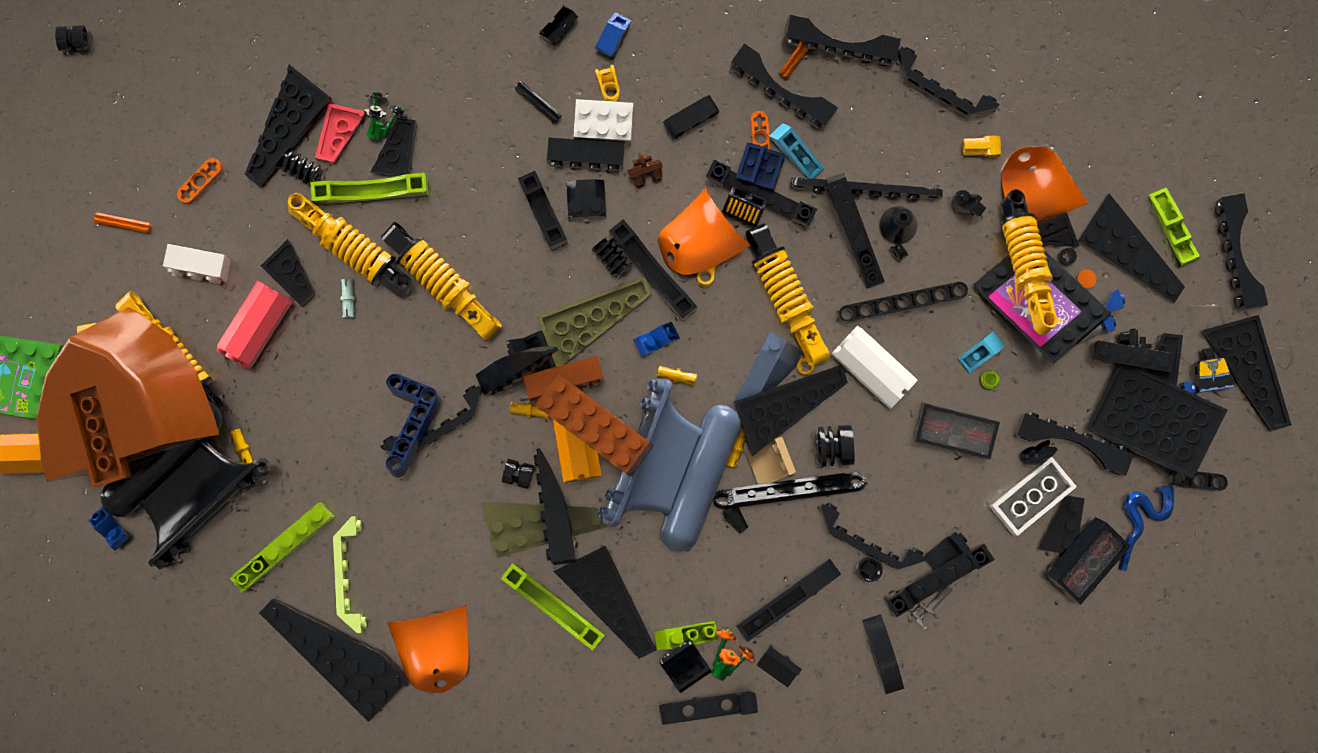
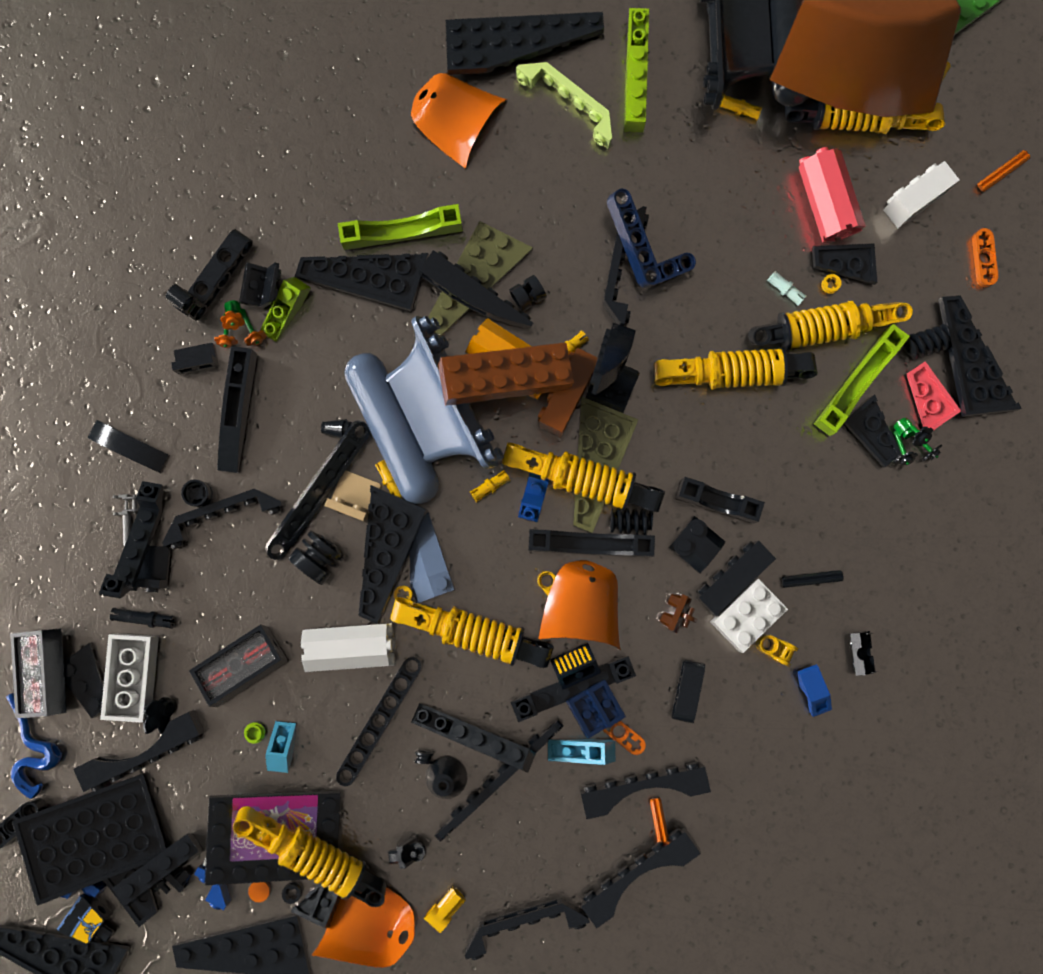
camera: 135 degrees right, 0 degrees up
(311, 266) = (837, 283): none -> yellow bush
(608, 308) = (599, 480): none -> piece
(987, 528) = (151, 619): none -> black pin

